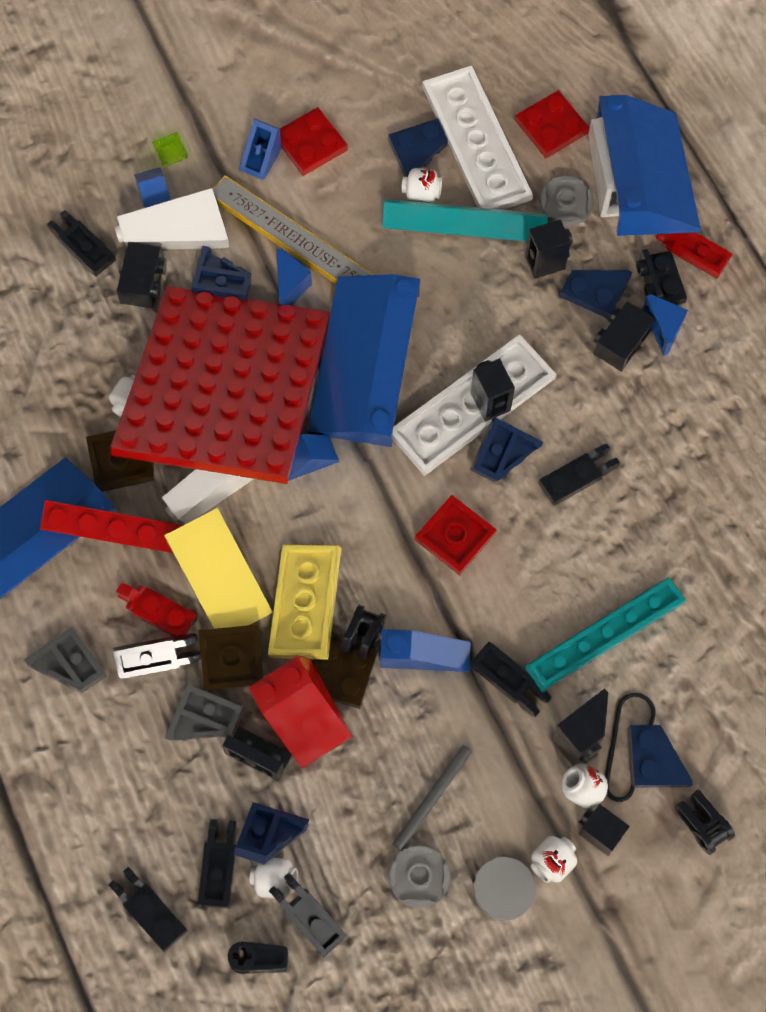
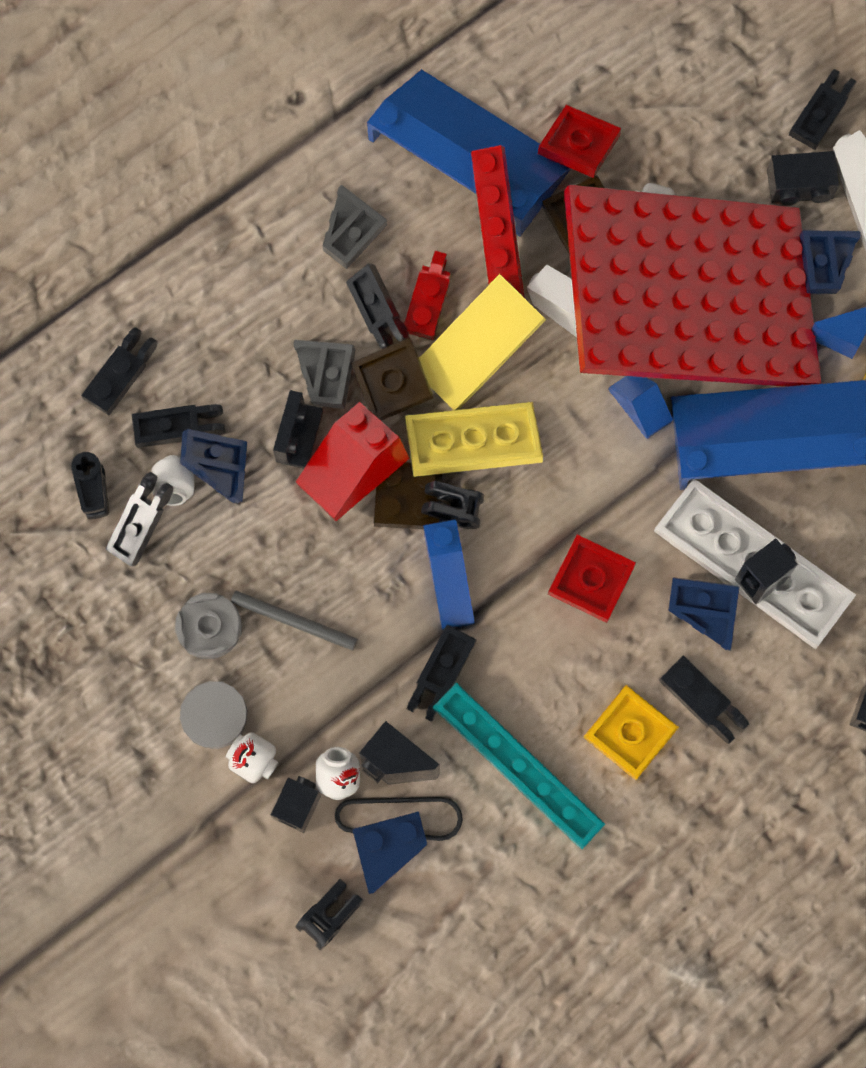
camera: 80 degrees right, 5 degrees up
(48, 443) = (579, 141): none -> red plate
(594, 538) = (631, 732): none -> yellow tile

